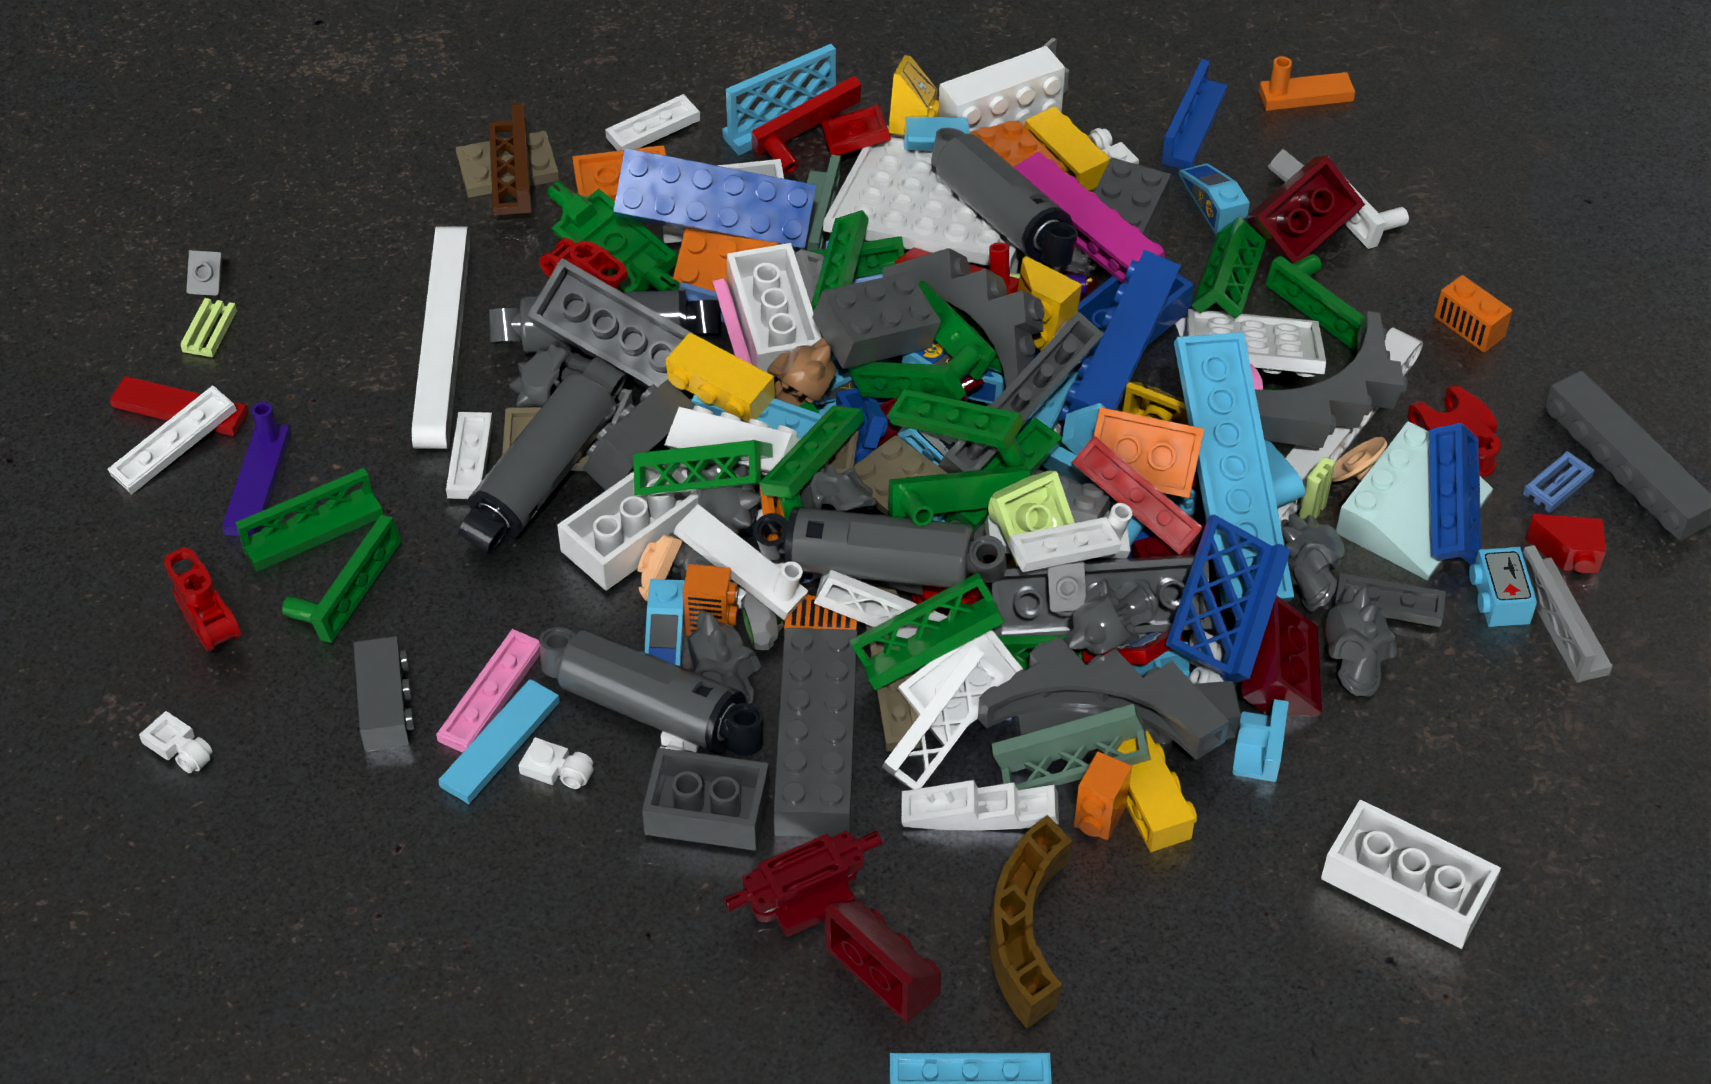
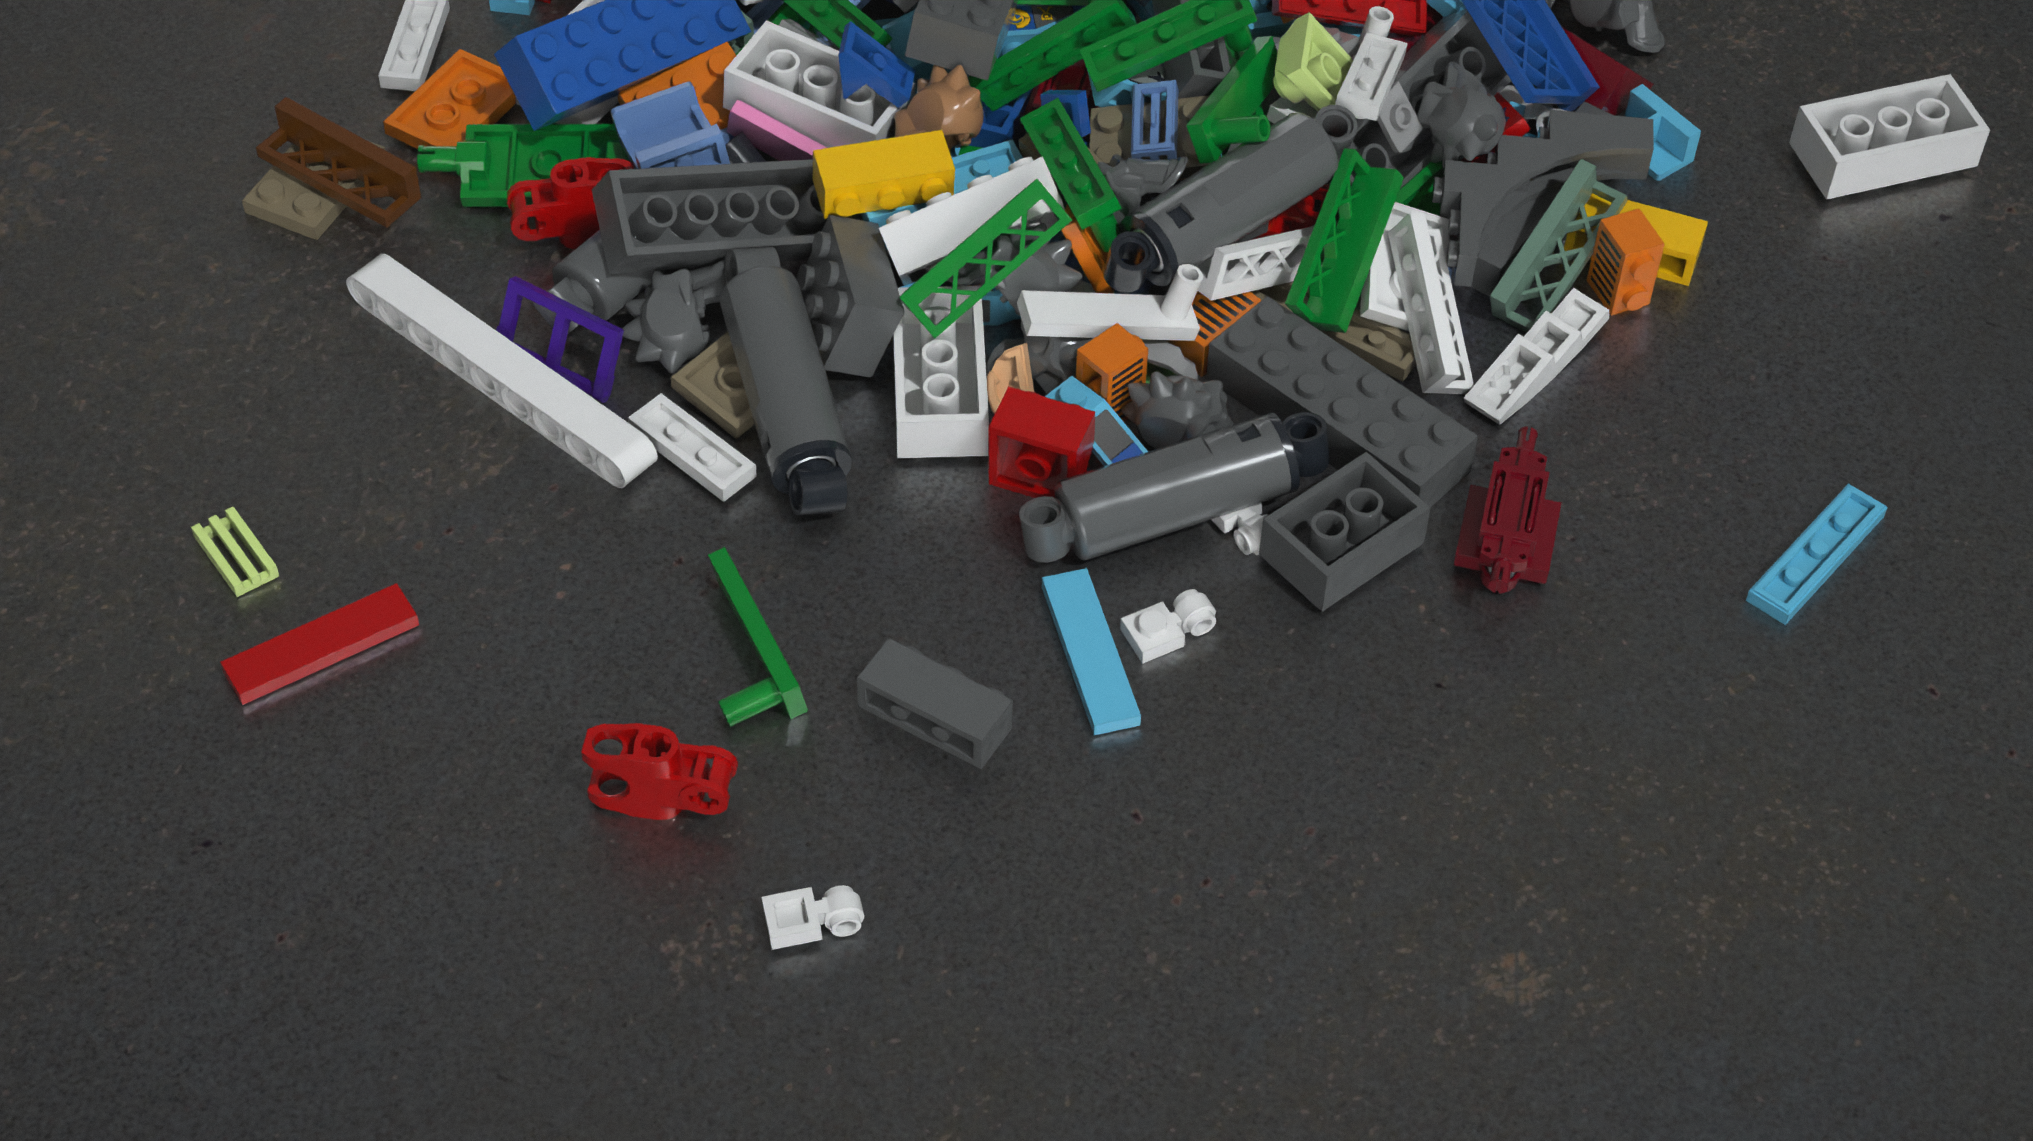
camera: 50 degrees left, 0 degrees up
(172, 439) = (370, 674): white tile -> none
(204, 272) = (154, 504): light grey bracket -> none
(258, 469) = (507, 633): dark purple piece -> none
(310, 524) = (630, 628): green fence -> none
(487, 334) = (565, 312): none -> dark purple window
(490, 690) = (1018, 621): bright pink tile -> none
(614, 598) = (1038, 442): none -> red slope
(660, 272) = (668, 131): none -> medium blue panel
(791, 307) = (870, 63): none -> blue slope
(881, 958) = (1651, 528): dark red slope -> none
(903, 467) = (1155, 148): none -> medium blue tile
(1016, 959) = (1700, 409): pearl gold brick -> none

